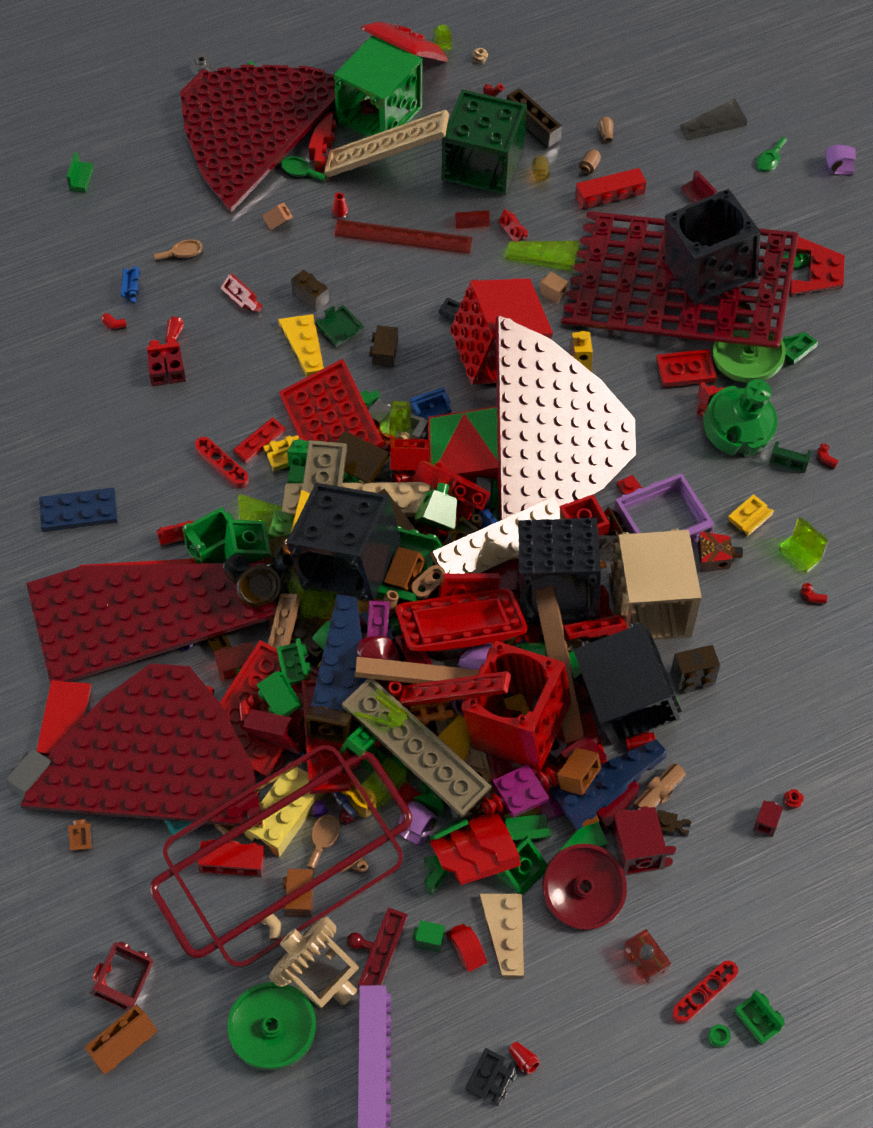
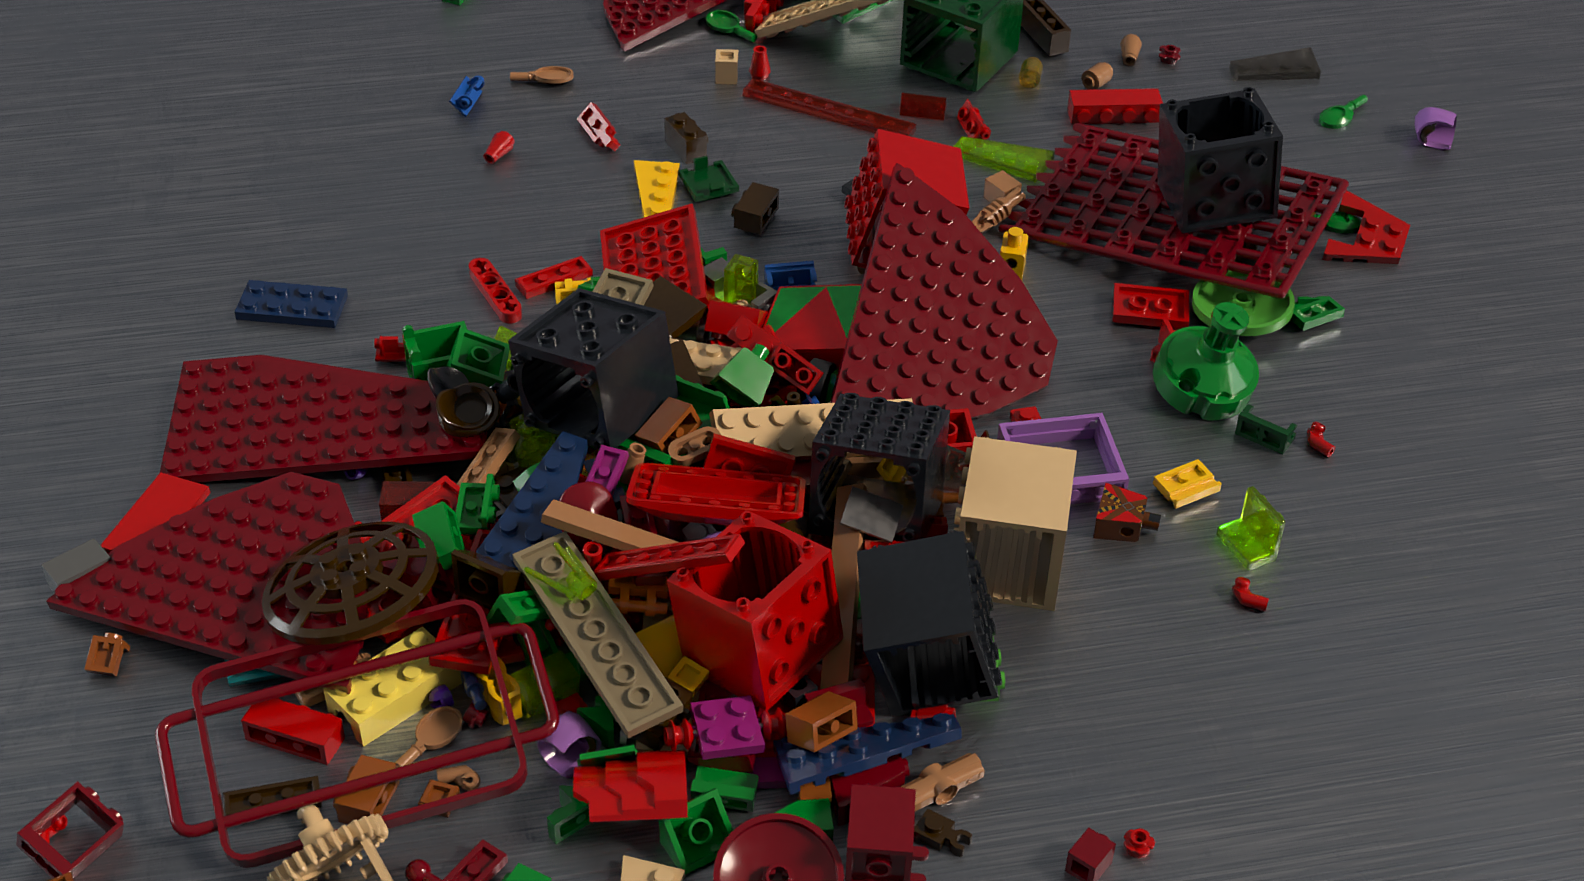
camera: 15 degrees right, 15 degrees down
(112, 323) = (428, 129): red arm -> none
(165, 355) = (471, 176): dark red hips -> none
(237, 912) = (252, 797): none -> dark brown tile
(241, 754) = (333, 581): none -> dark brown dish
(277, 216) = (678, 59): nougat panel -> none
(316, 213) = (726, 66): none -> tan panel
(345, 882) = (438, 790): none -> dark orange tile
(481, 757) = (689, 675): none -> yellow tile
(558, 305) = (997, 210): none -> medium nougat hinge
(564, 607) = (871, 514): none -> flat silver window
(635, 126) = (1169, 54): none -> dark red plate
(695, 668) = (1042, 640): dark brown brick -> none

